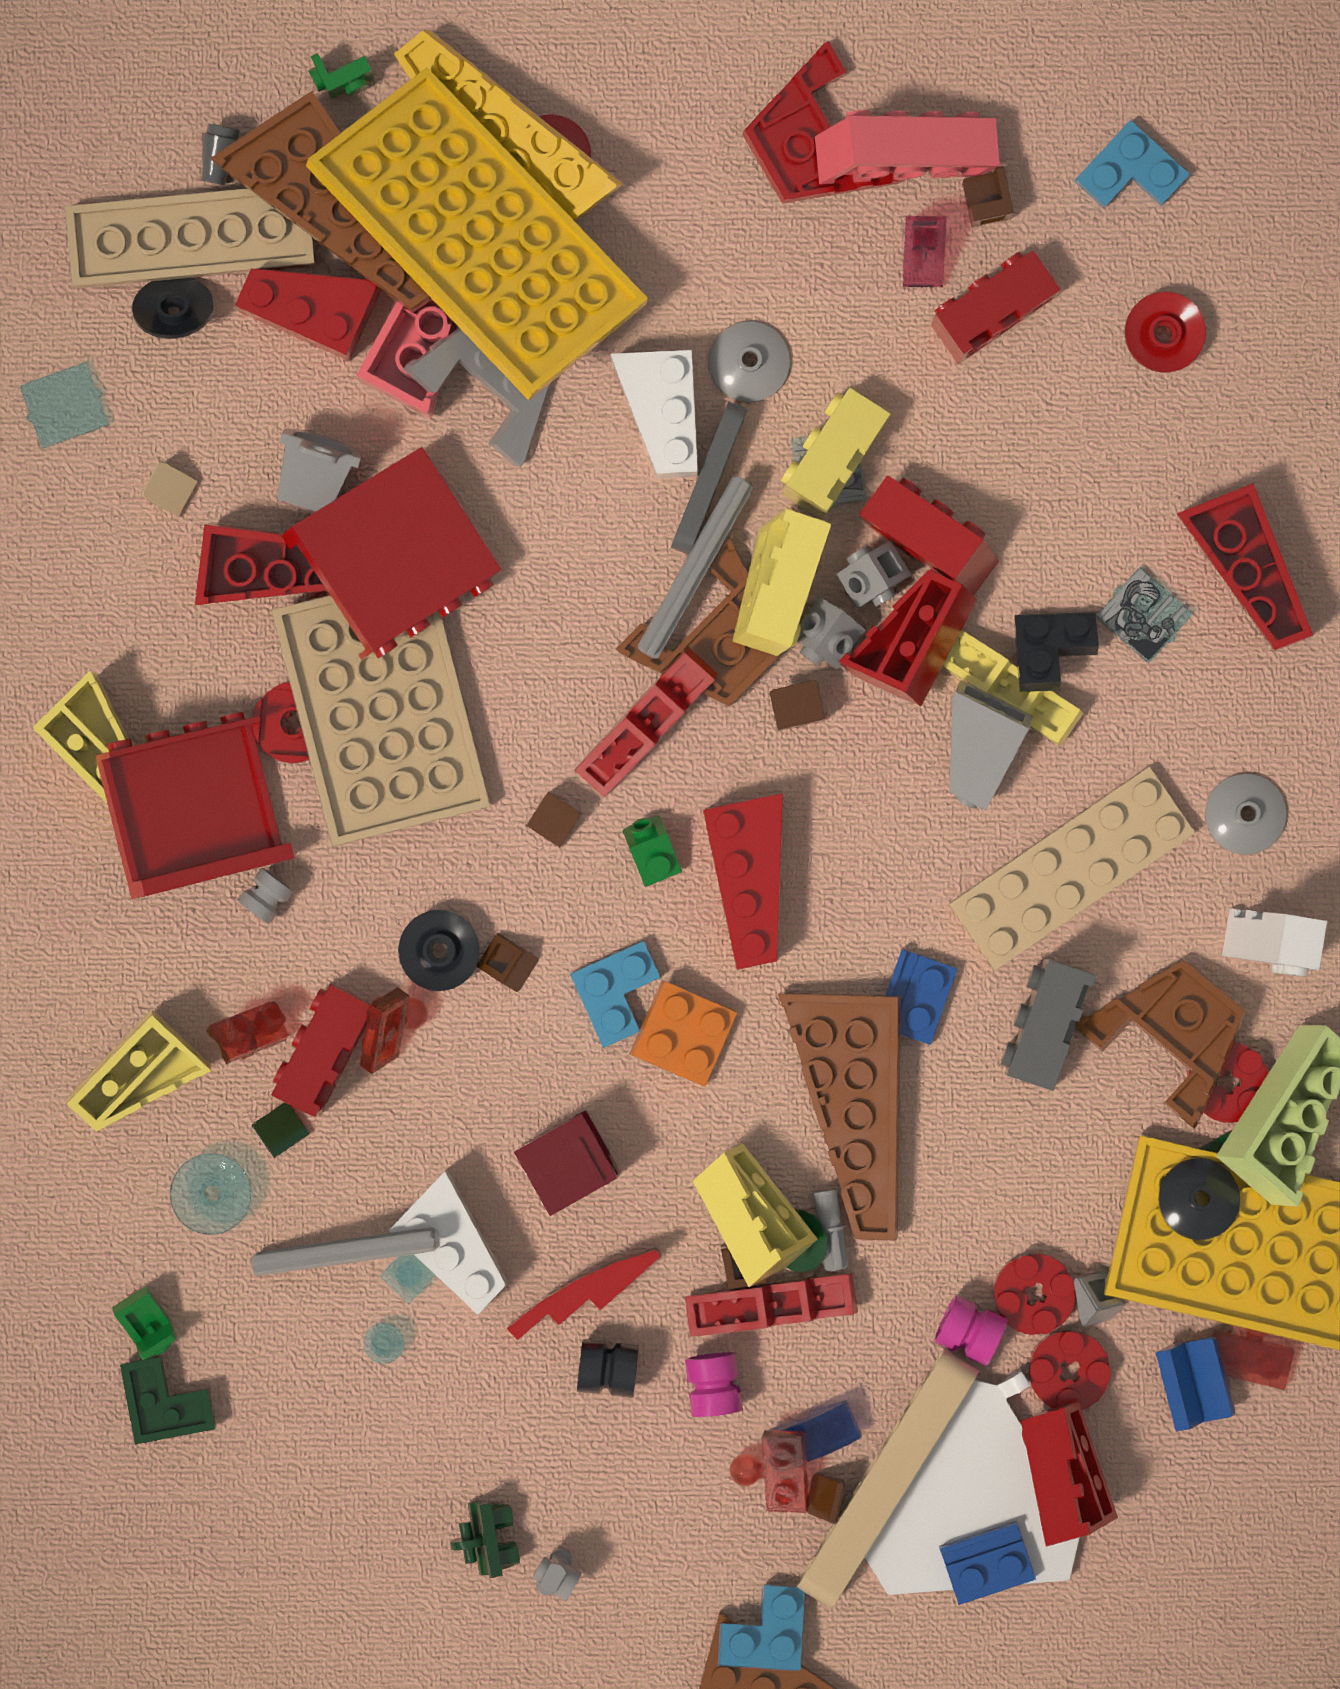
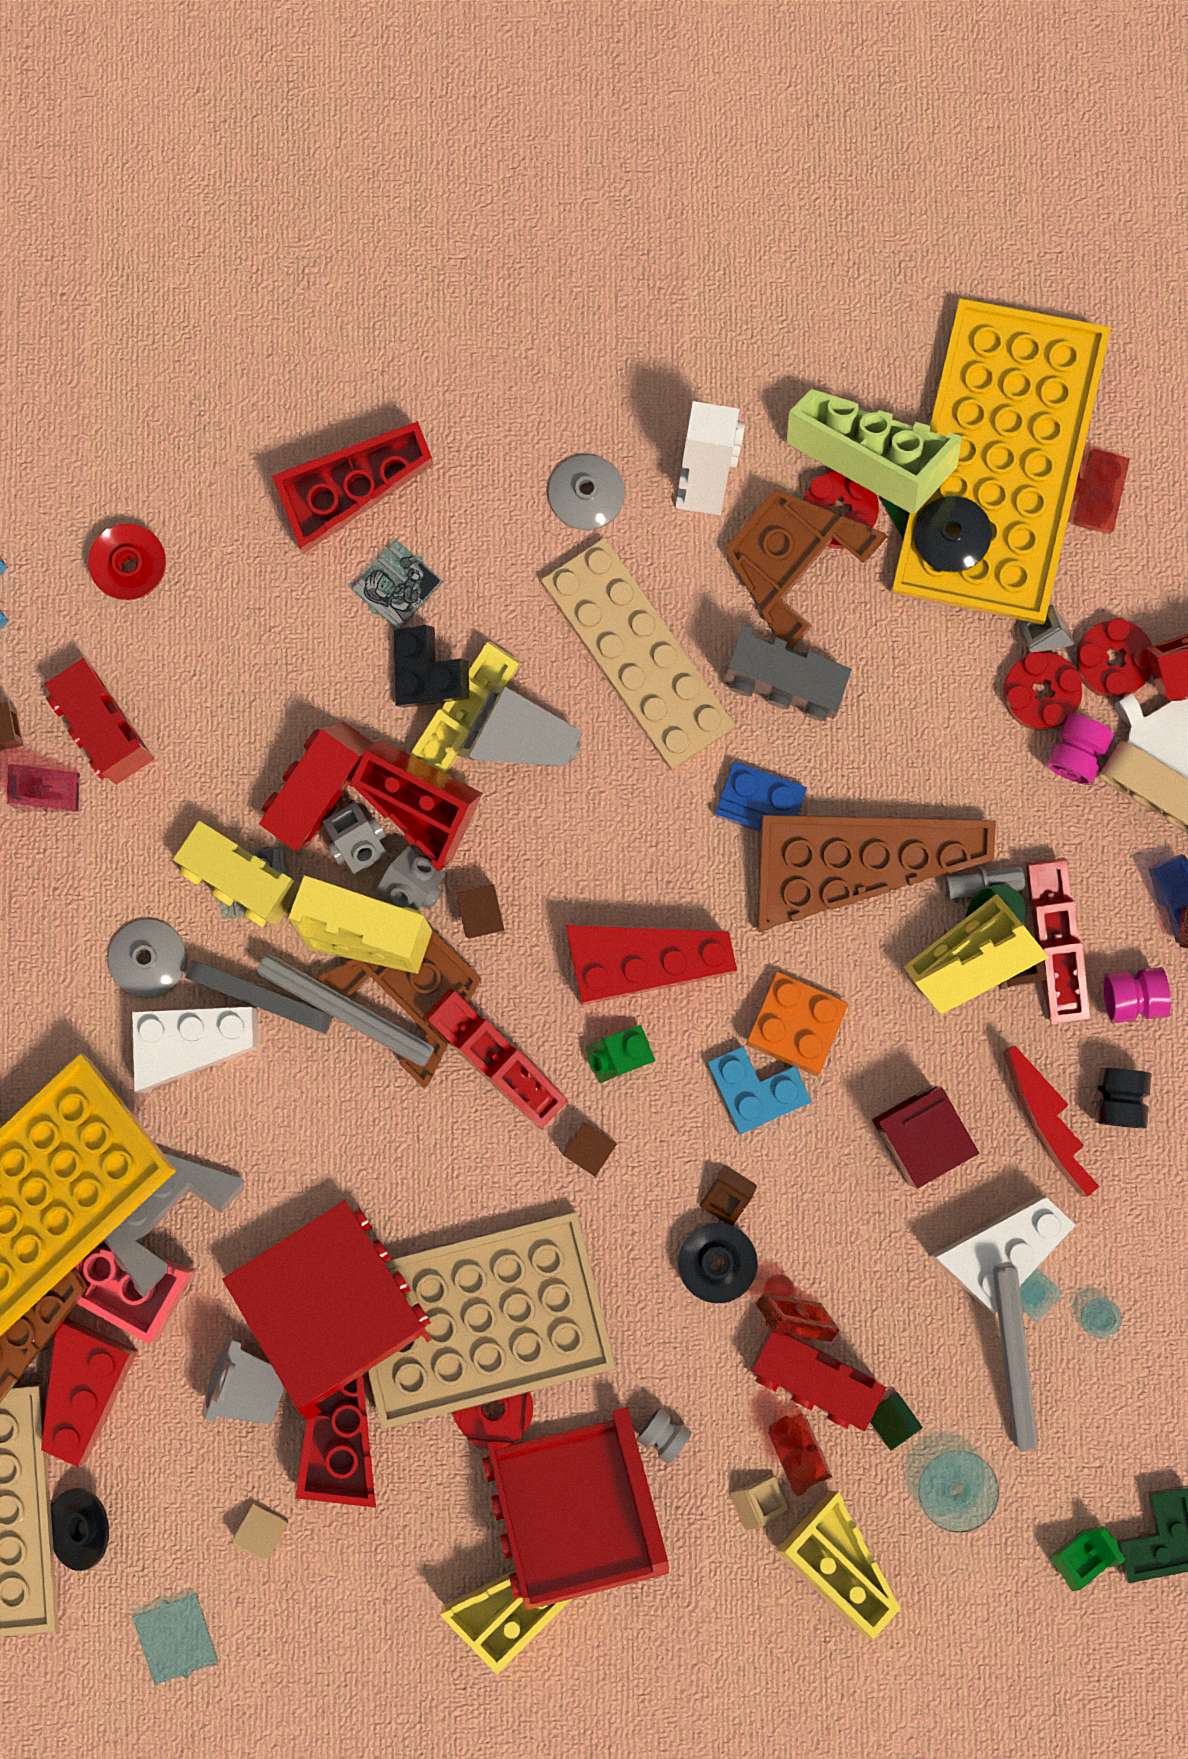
camera: 95 degrees left, 5 degrees down
(199, 993) = (759, 1502): none -> tan slope
(1195, 1382) = (1125, 539): blue panel -> none

